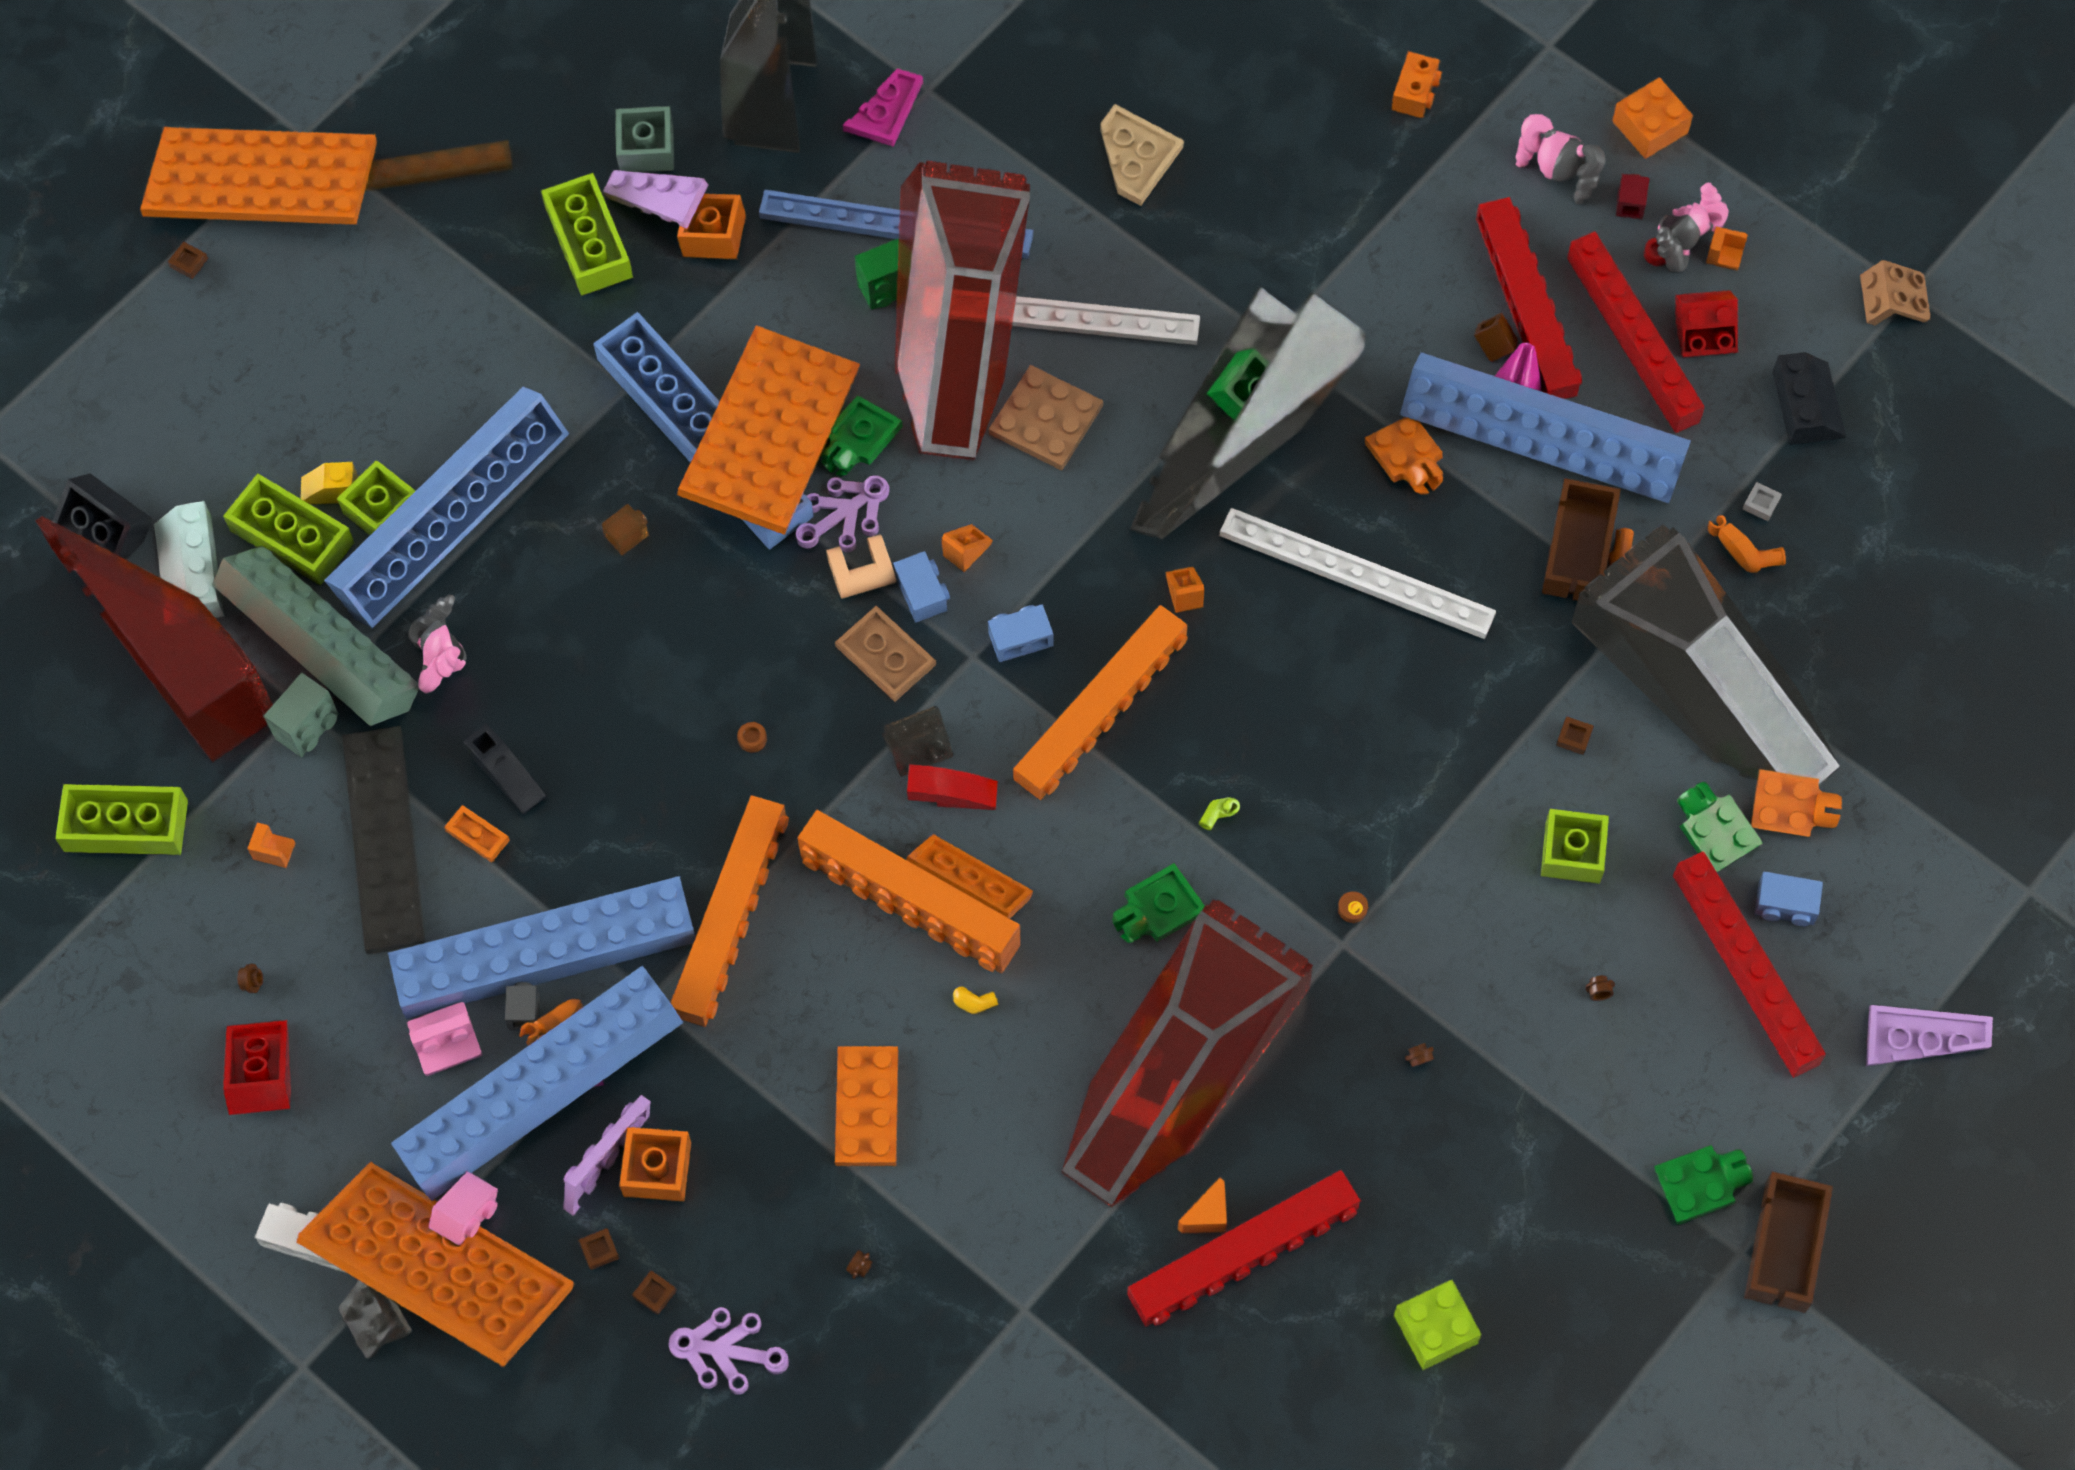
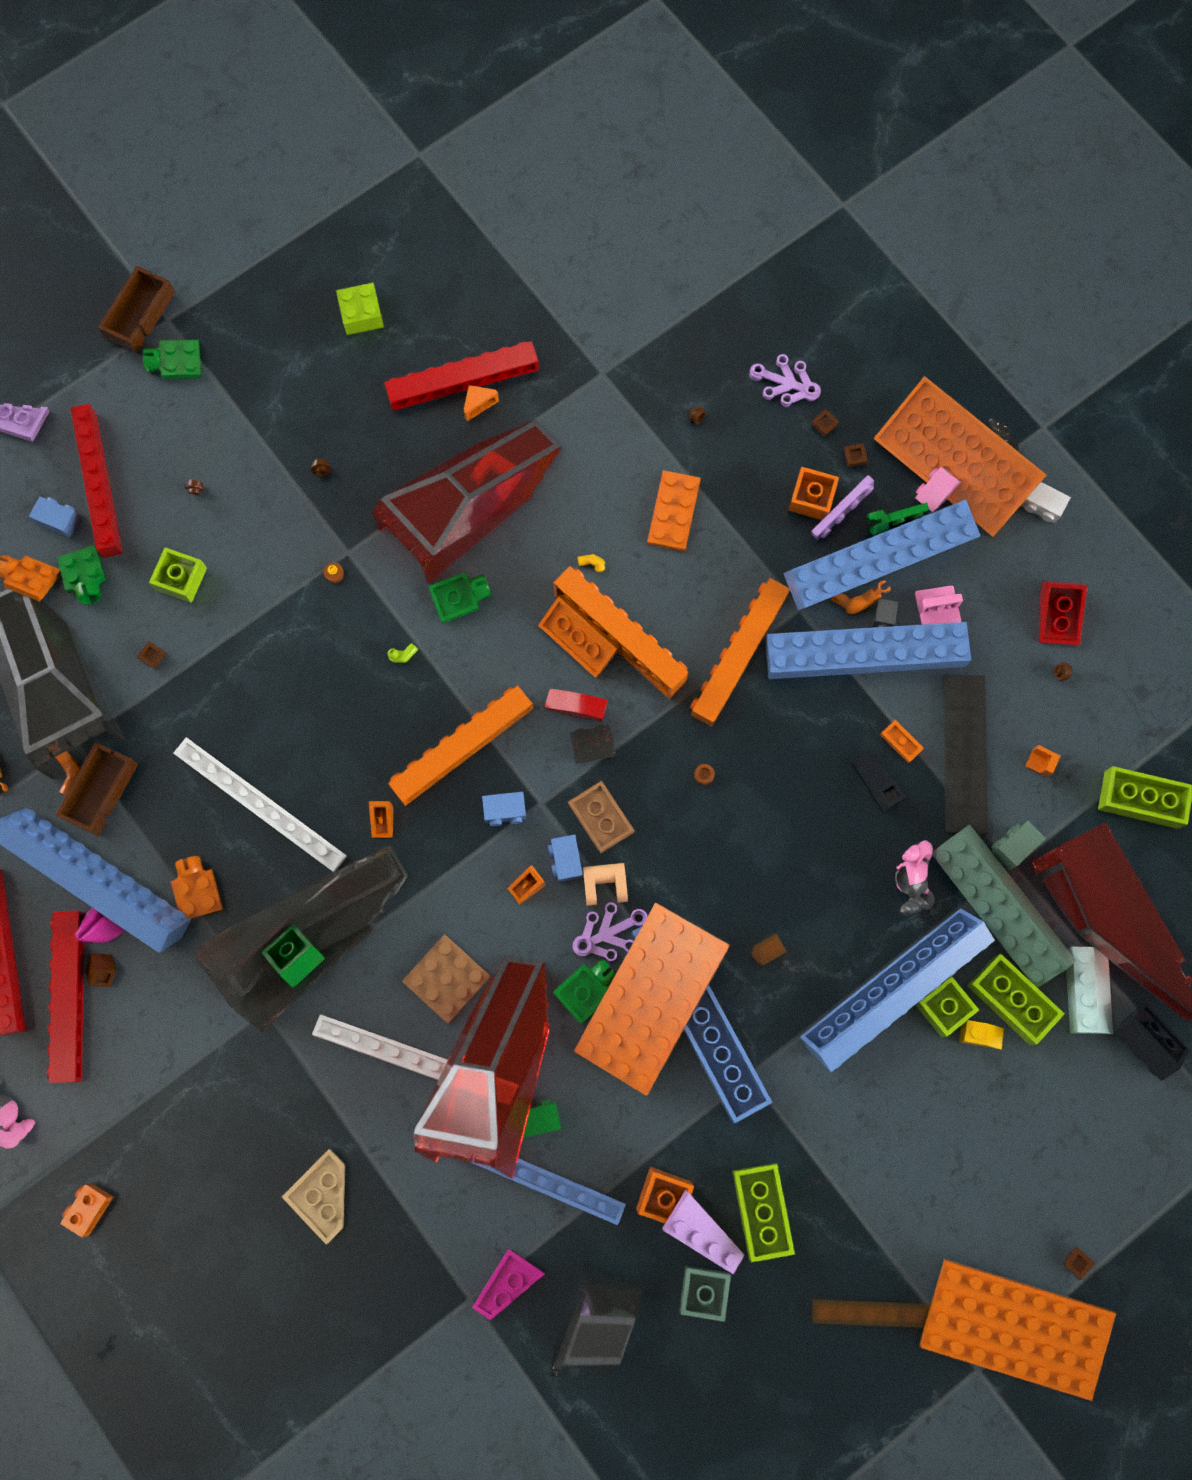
camera: 170 degrees left, 10 degrees up
(521, 1150) = (884, 522): none -> green plate

